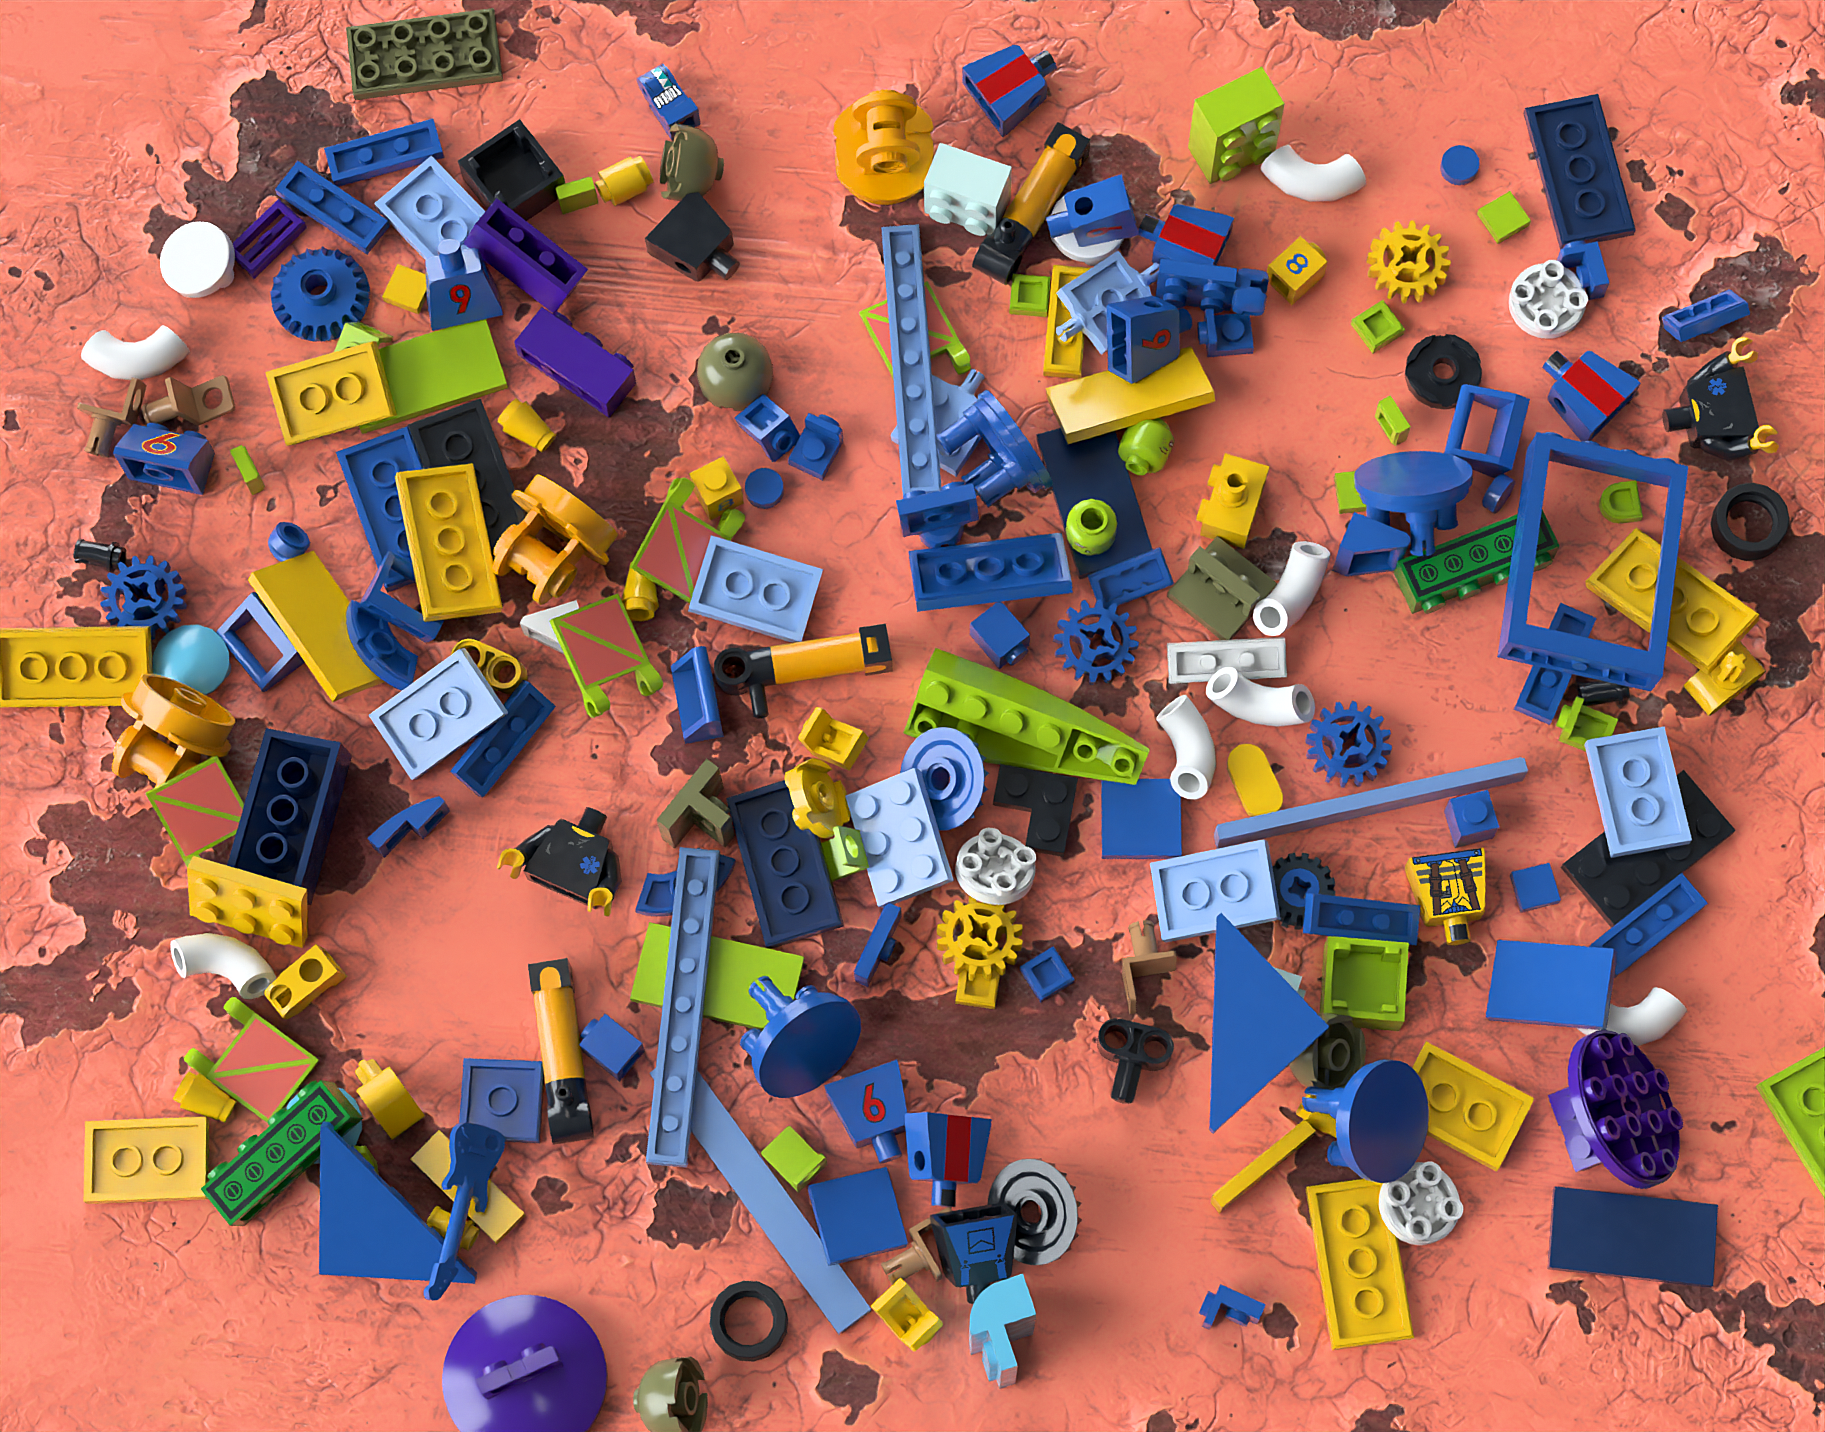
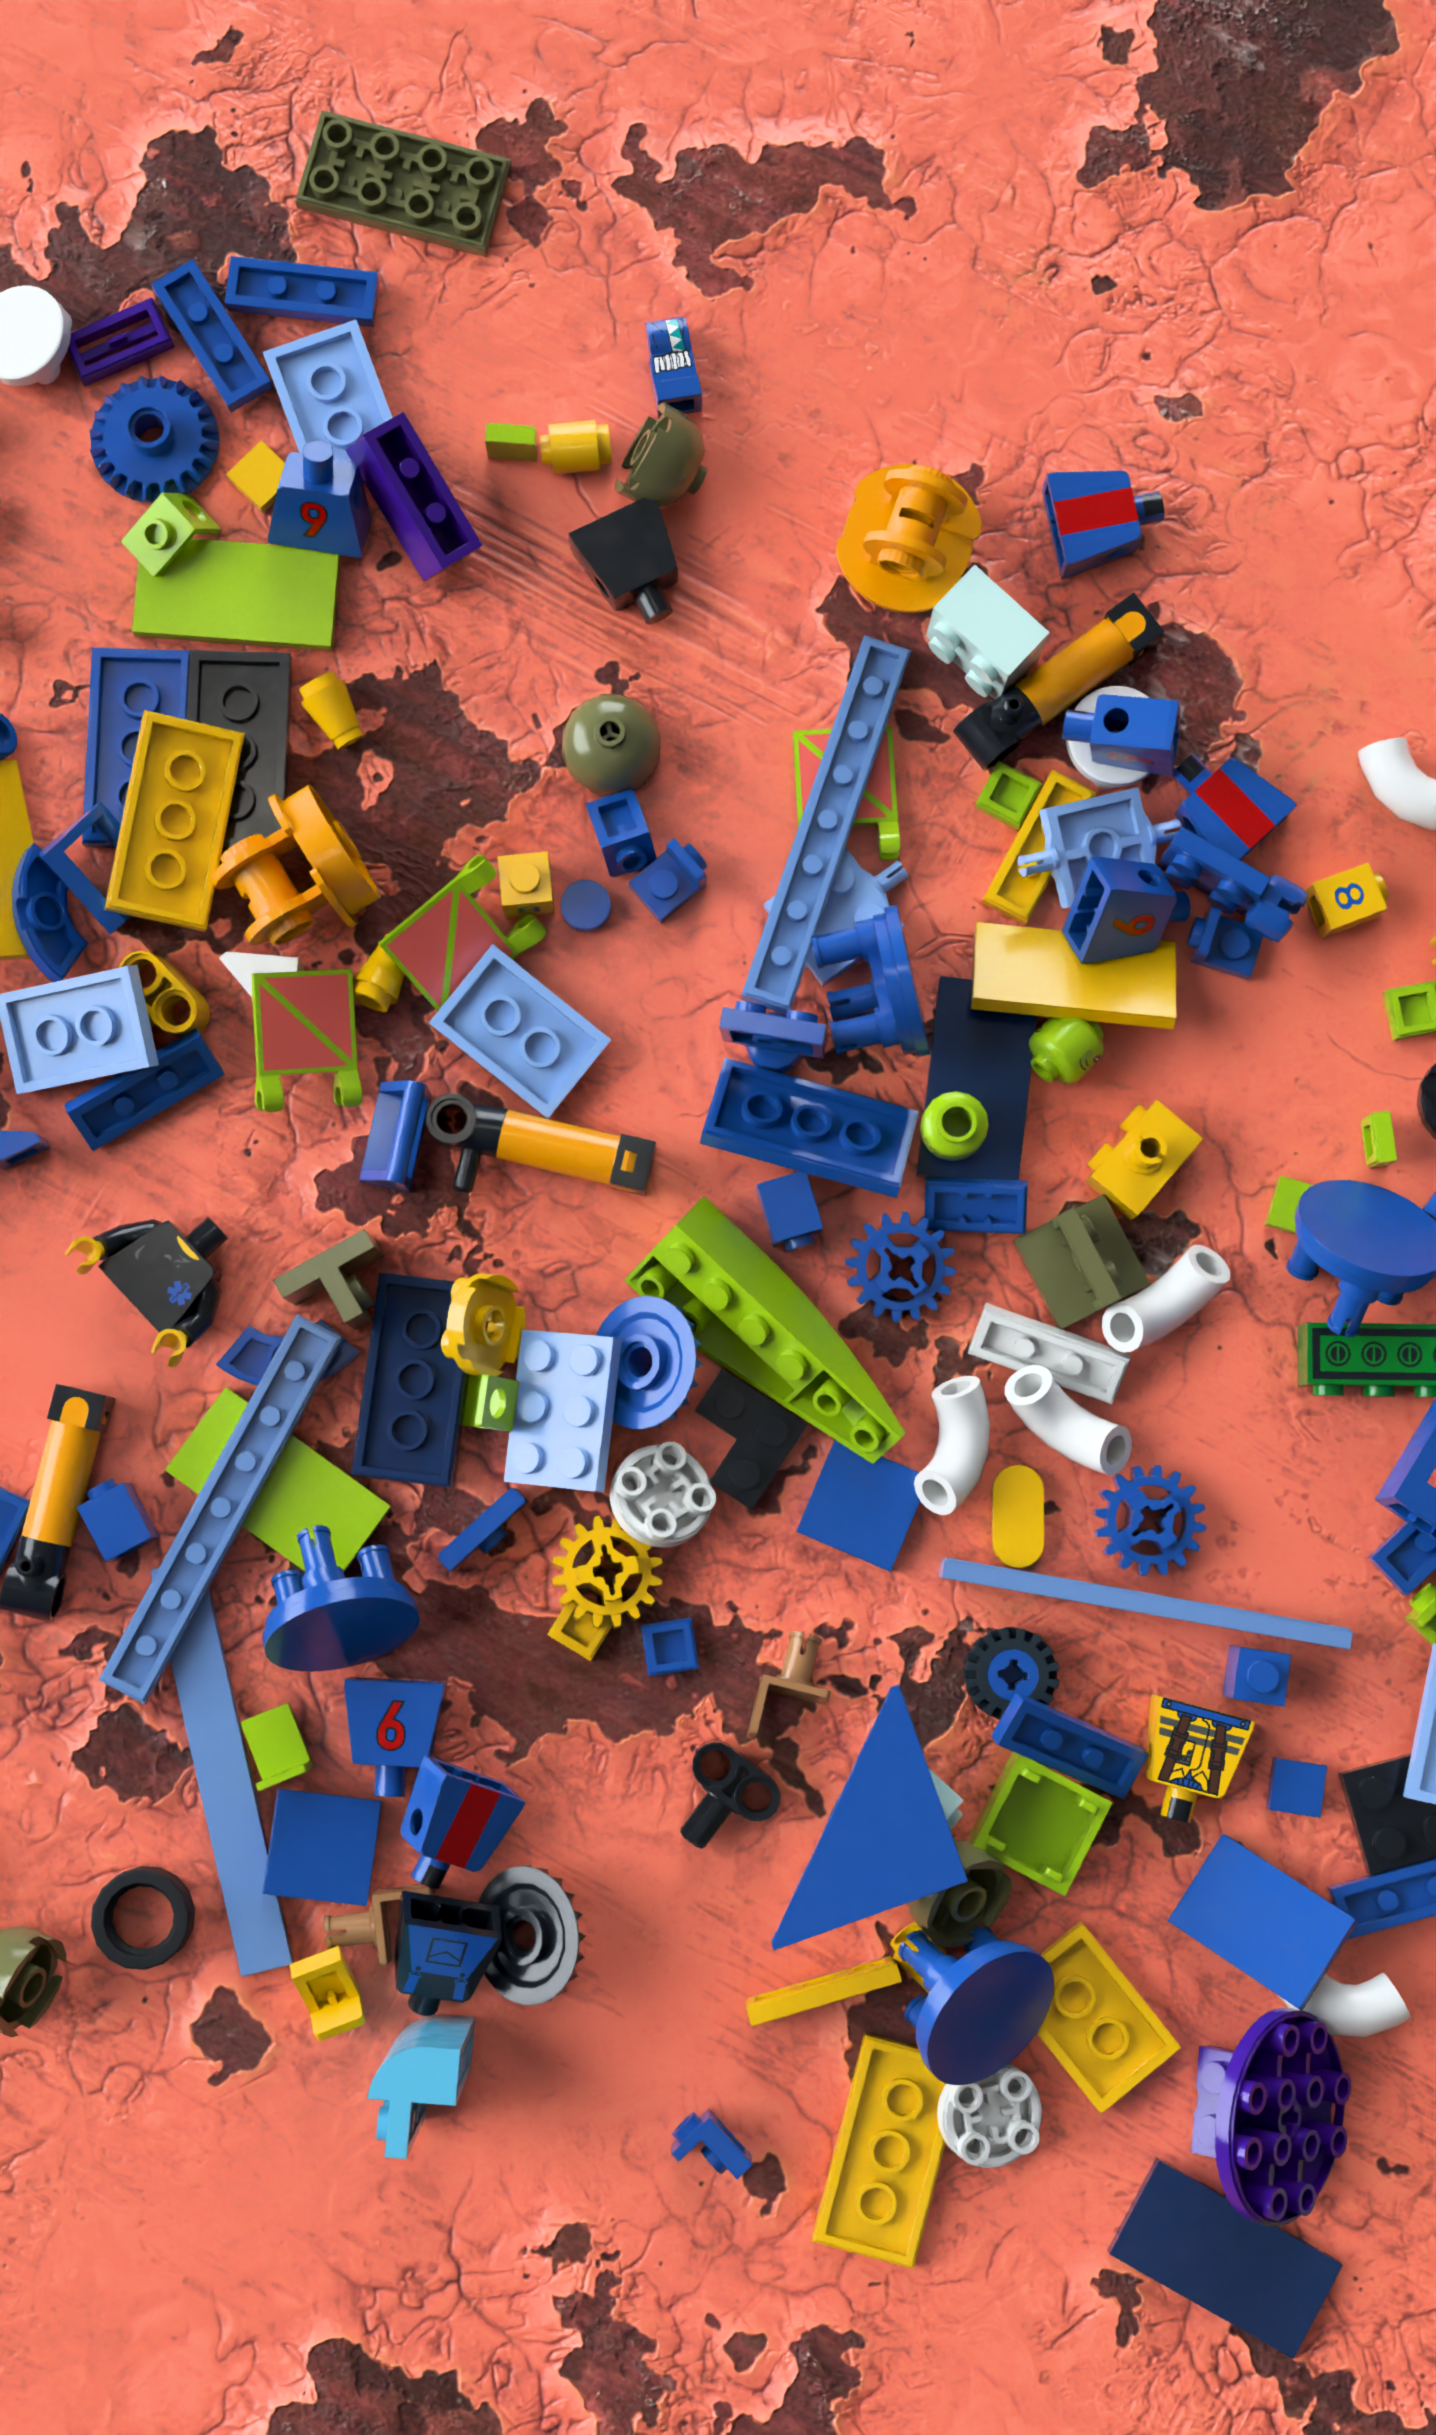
camera: 15 degrees right, 10 degrees up
(331, 393) = (112, 573): yellow tile -> none
(513, 171) = (444, 383): black container -> none
(576, 361) = (425, 652): dark purple brick -> none
(832, 739) = (534, 1255): yellow bracket -> none
(1204, 884) = (910, 1637): light blue plate -> none
(1235, 125) = (1350, 691): lime brick -> none
(1370, 547) = (1280, 1290): blue tile -> none

